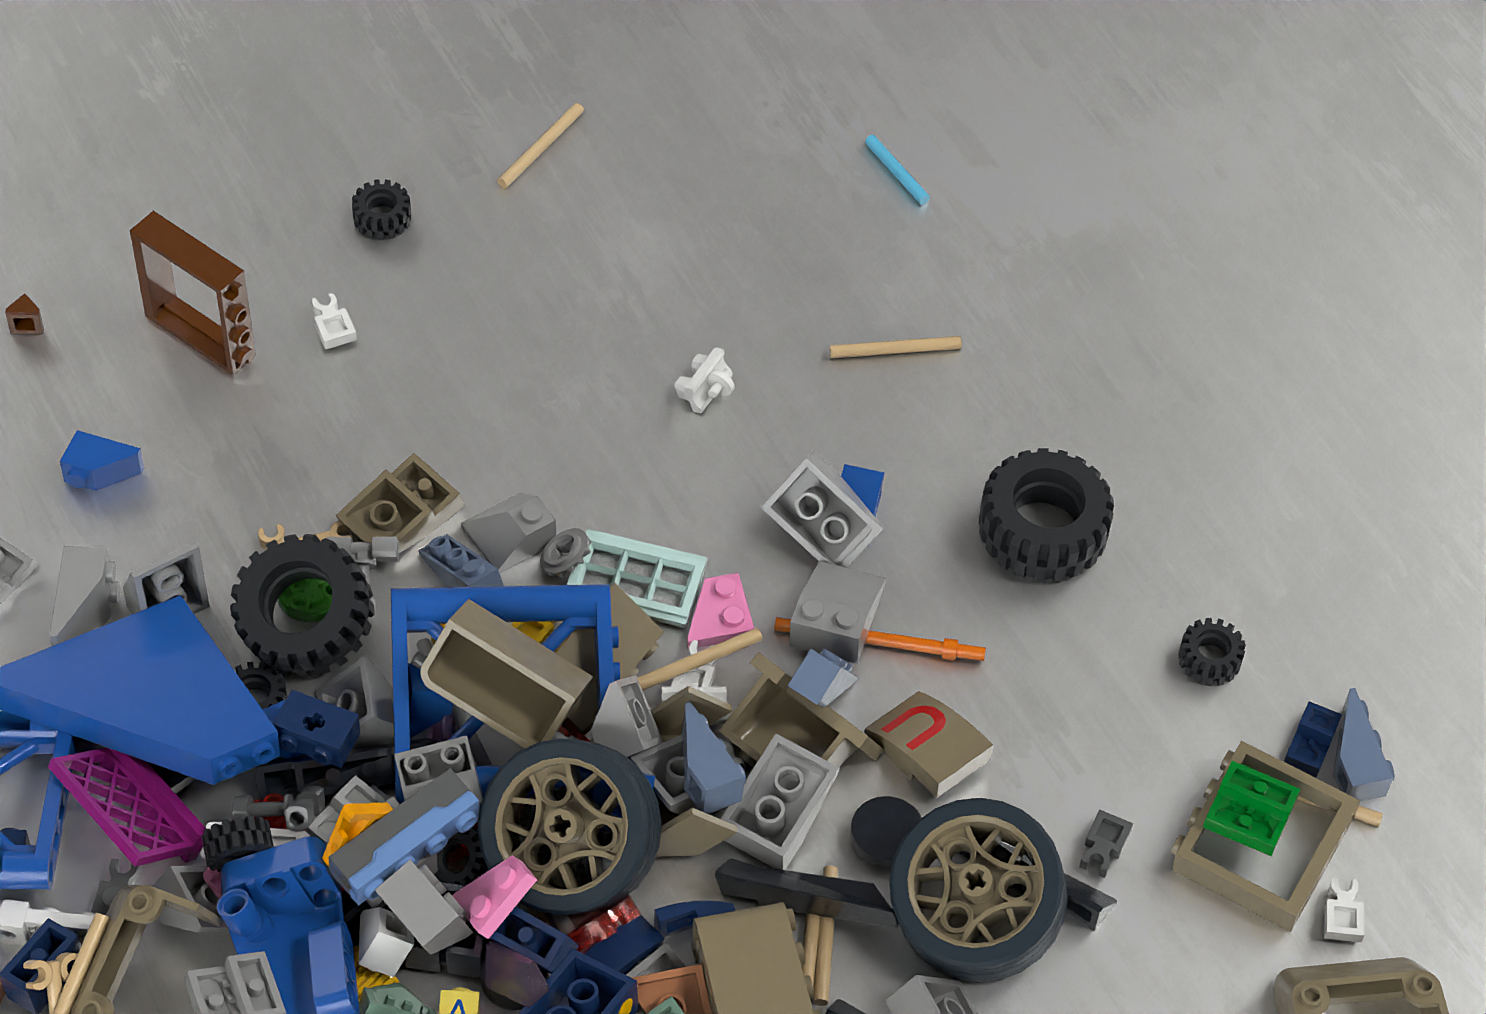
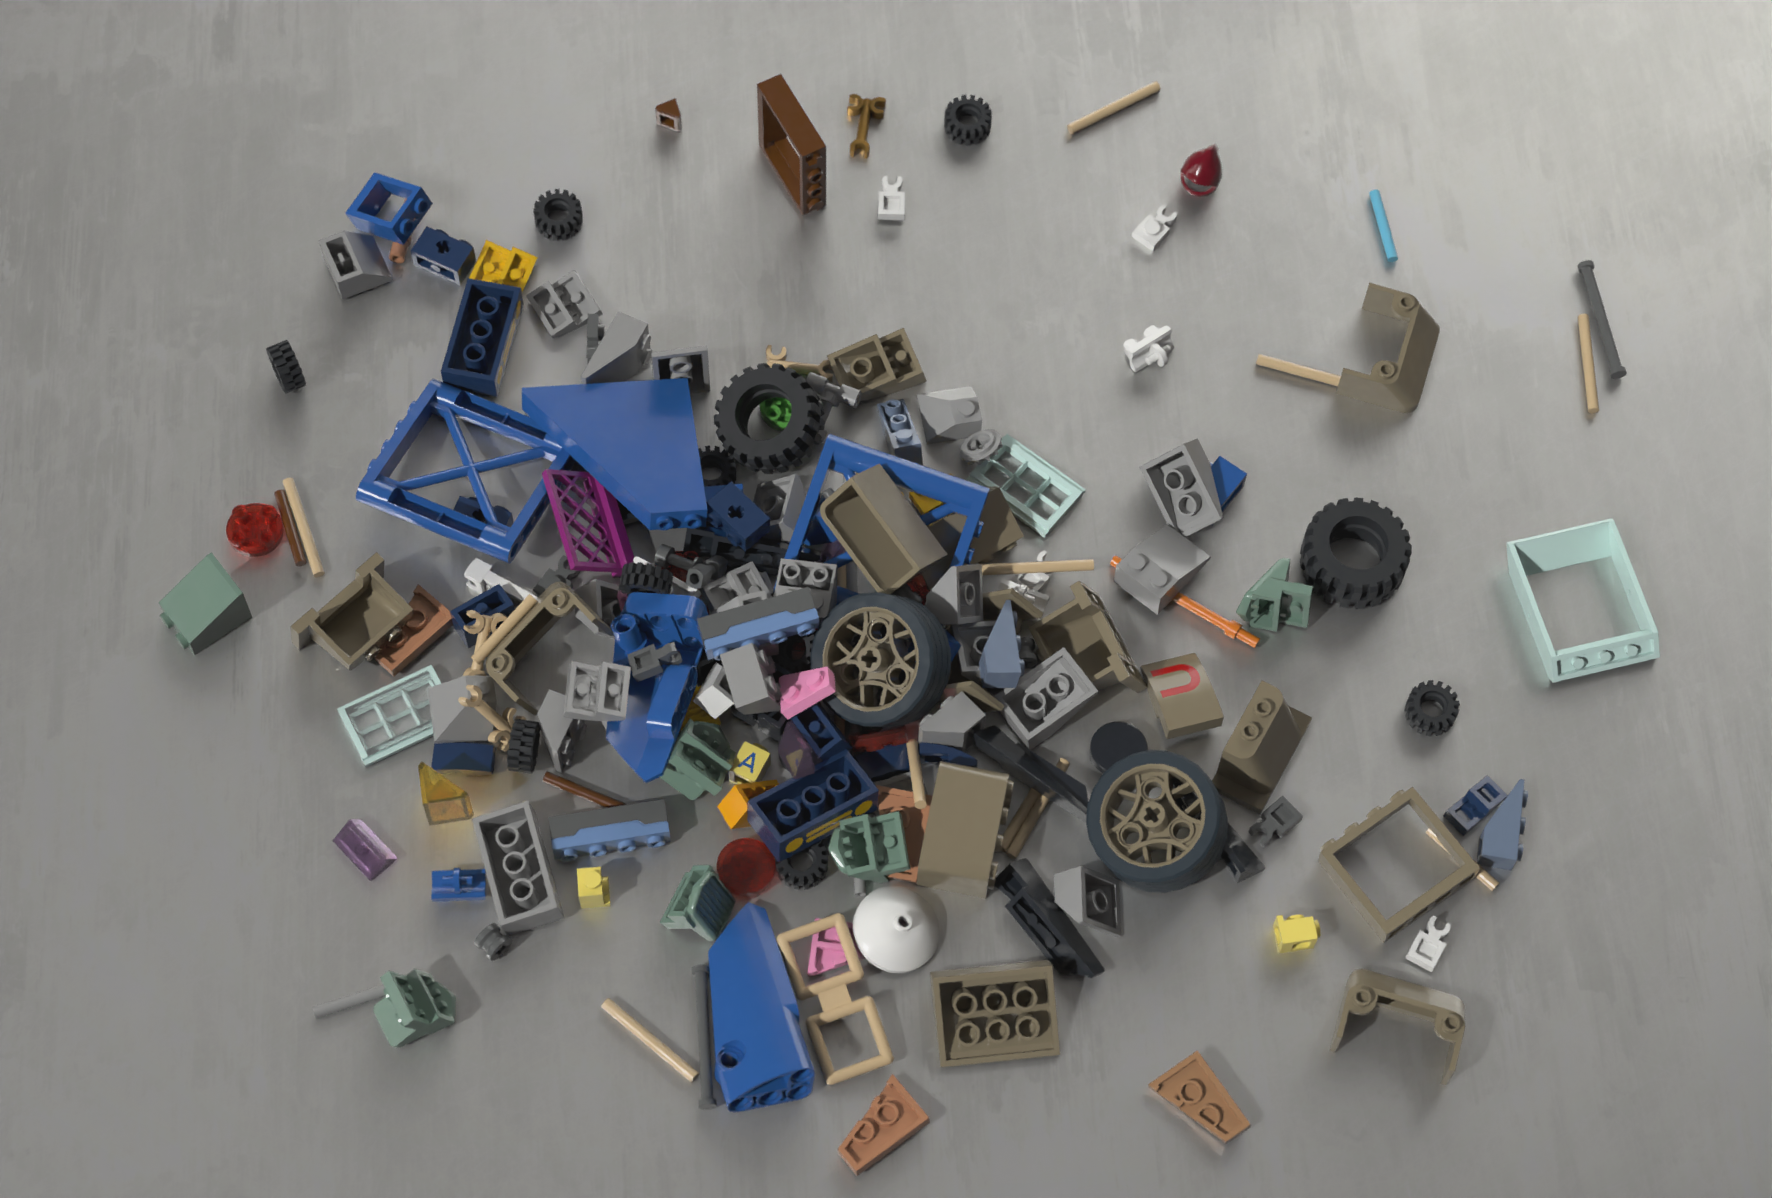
camera: 25 degrees right, 10 degrees up
(40, 589) = (595, 334): none -> dark grey plate
(99, 462) = (675, 250): blue slope -> none
(257, 236) = (865, 108): none -> pearl gold bar
(284, 936) = (649, 660): none -> dark grey plate
(351, 822) = (726, 599): light orange wing -> none
(647, 256) = (1154, 230): none -> white plate
(669, 947) = (916, 774): none -> tan bar
(675, 170) = (1203, 169): none -> dark red piece
(686, 872) = (953, 724): none -> light grey slope
(720, 611) = (1075, 535): bright pink wing -> none
(822, 677) = (1121, 617): sand blue slope -> none
(987, 596) = (1276, 600): none -> sand green piece
(994, 323) = (1390, 383): none -> dark tan windscreen
(1050, 762) = (1260, 748): none -> dark tan windscreen
(1185, 235) = (1588, 363): none -> tan bar
(1191, 958) = (1296, 933): none -> light yellow brick
(1219, 231) = (1617, 370): none -> dark grey bar
(1251, 808) = (1392, 840): green slope -> none
(1274, 425) = (1574, 547): none -> light aqua window

